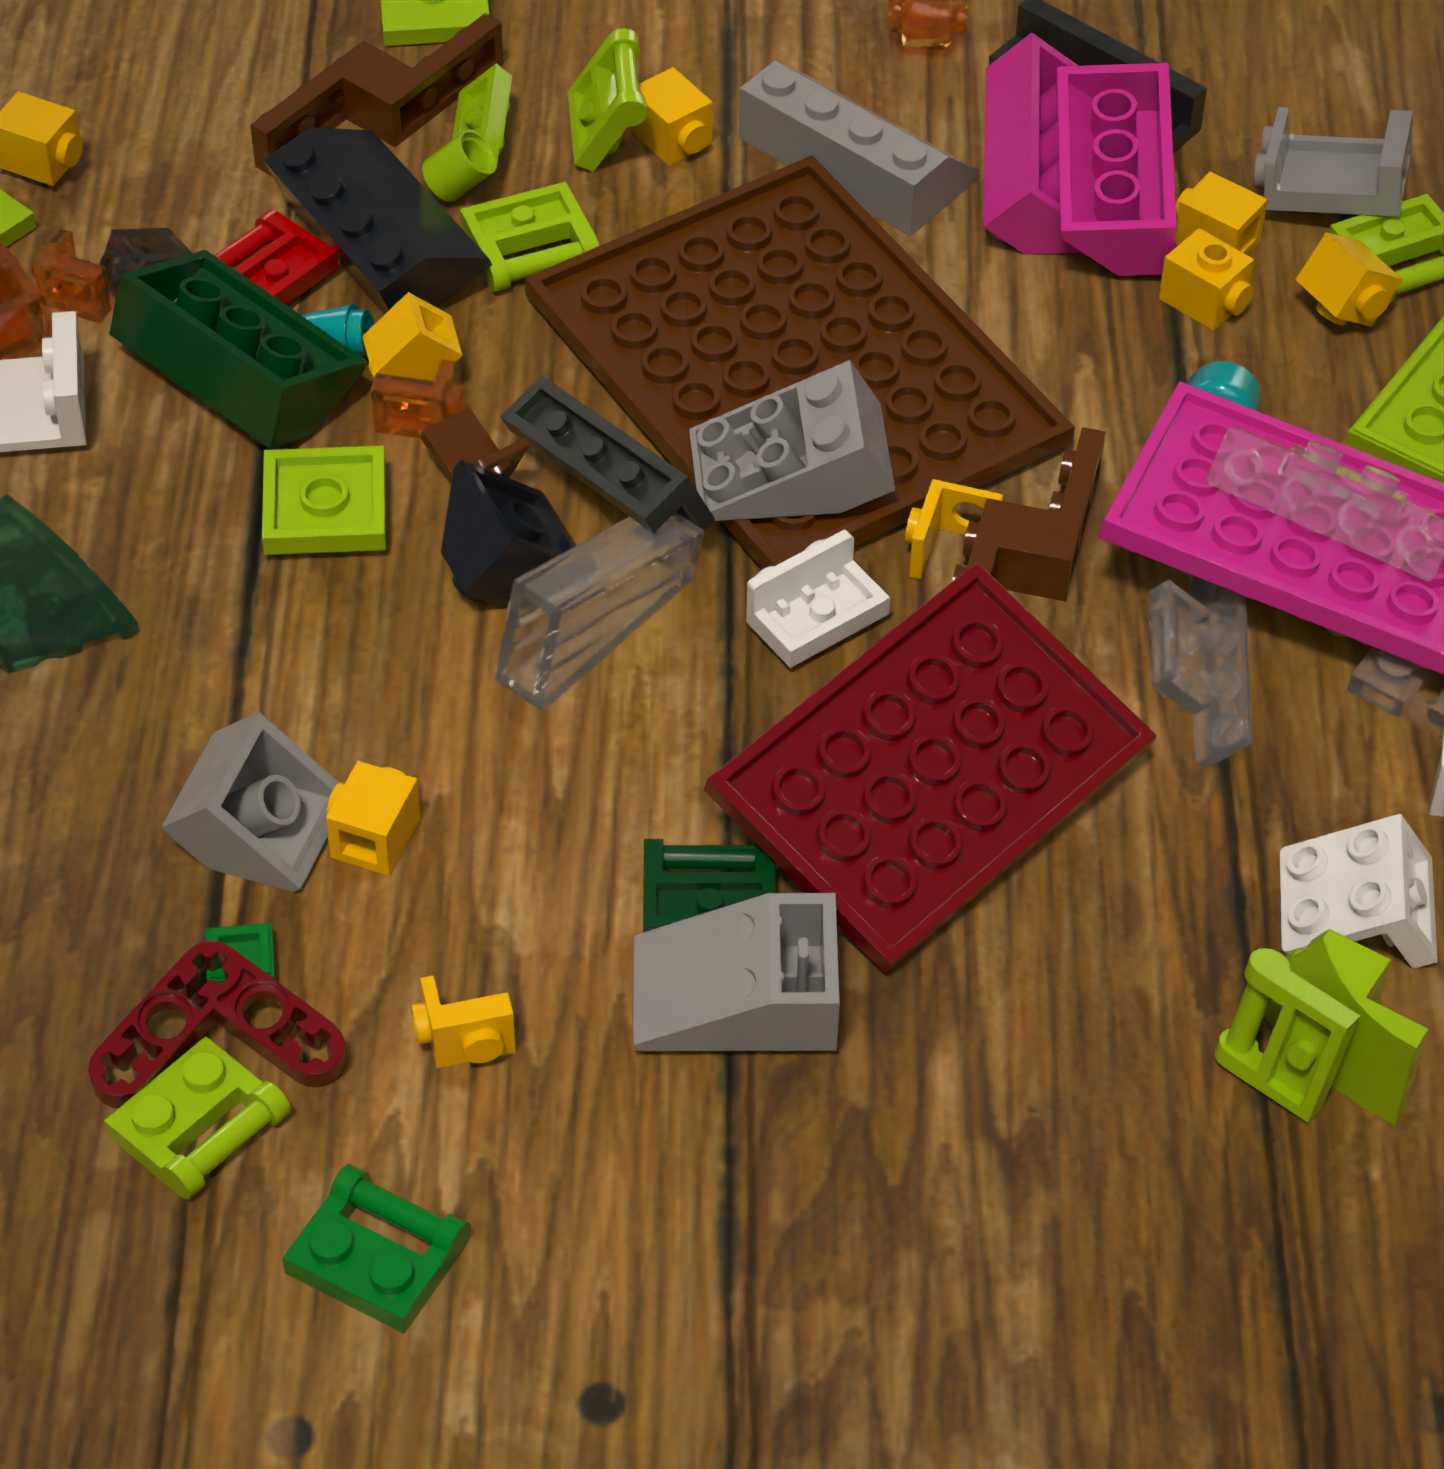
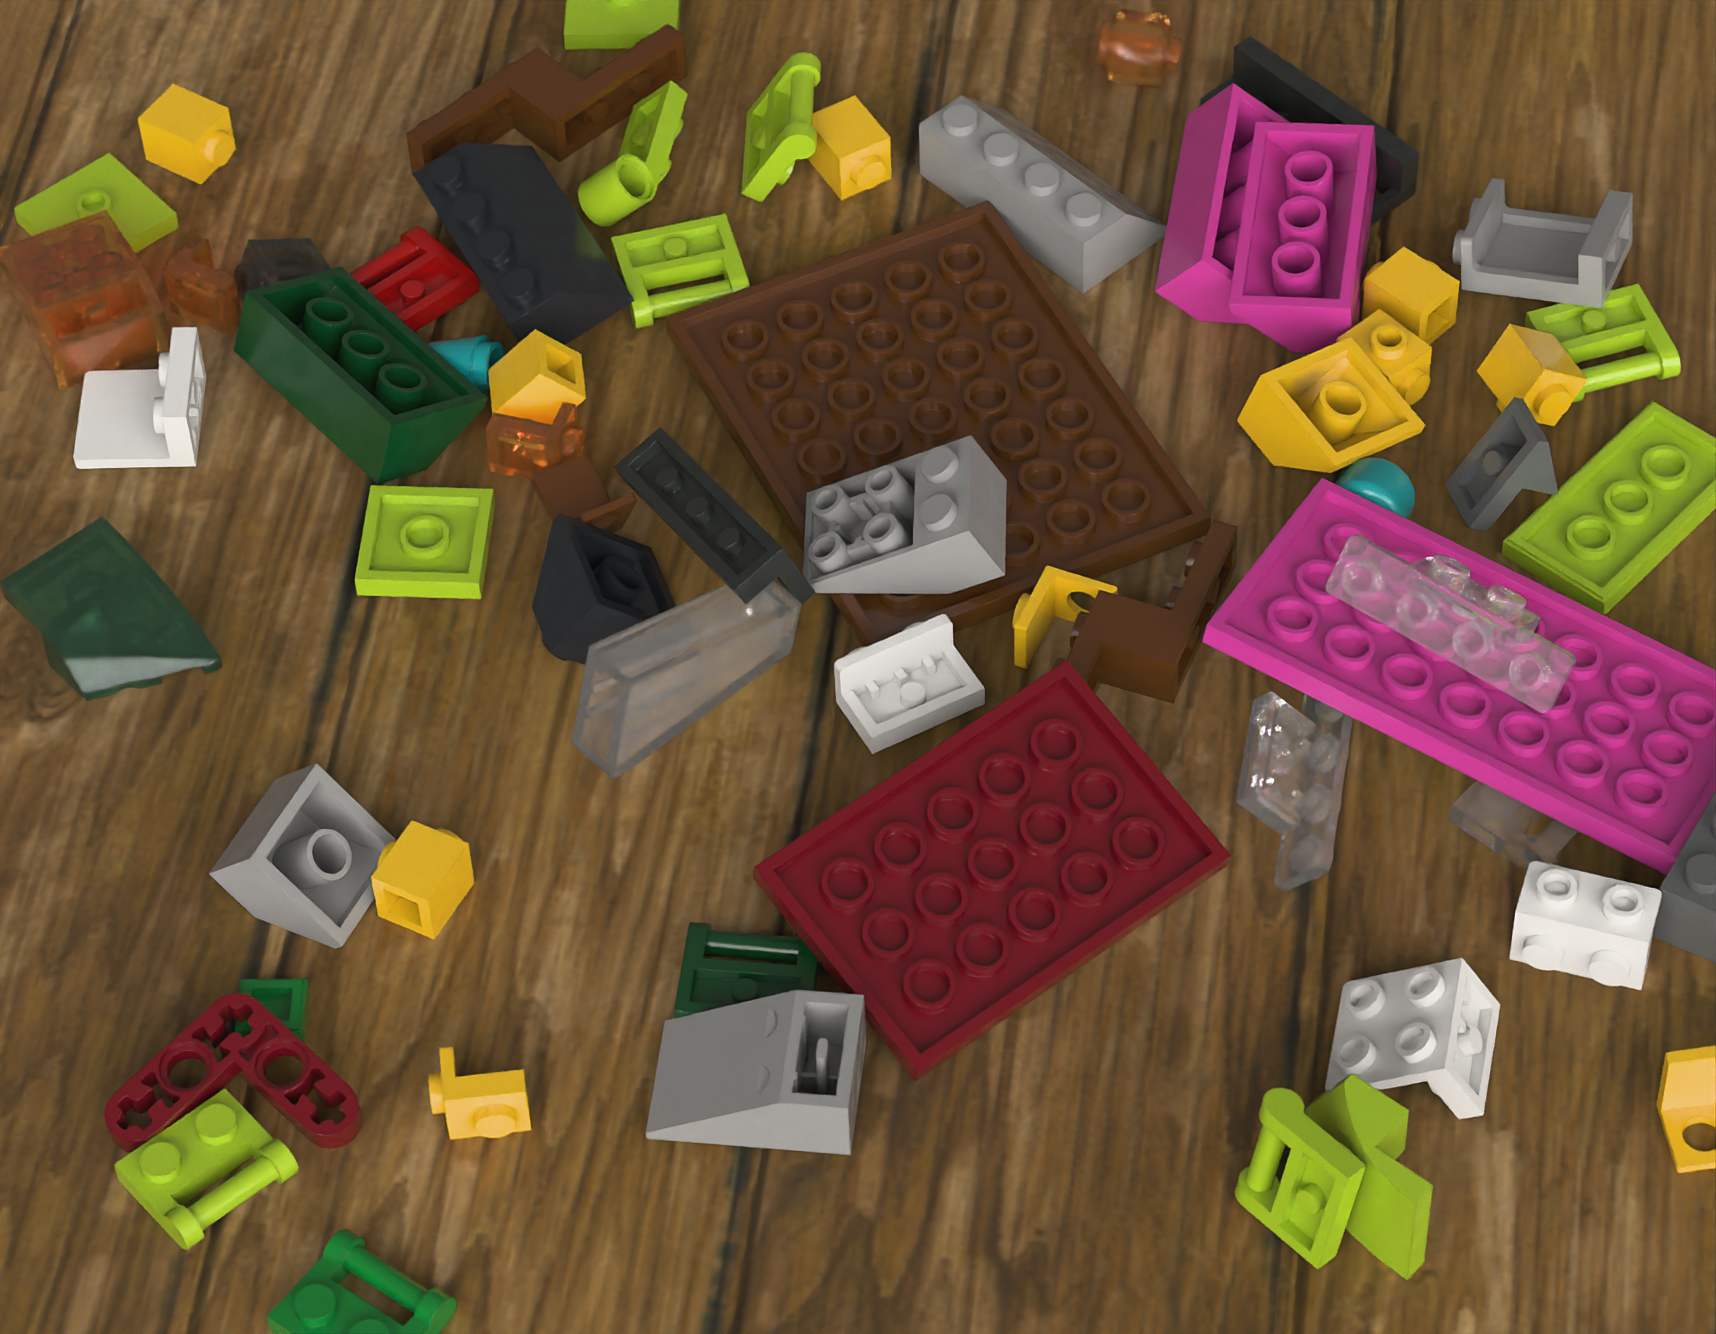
camera: 10 degrees right, 0 degrees up
(1166, 323) = (1327, 410): none -> yellow slope
(1344, 354) = (1502, 463): none -> dark grey slope

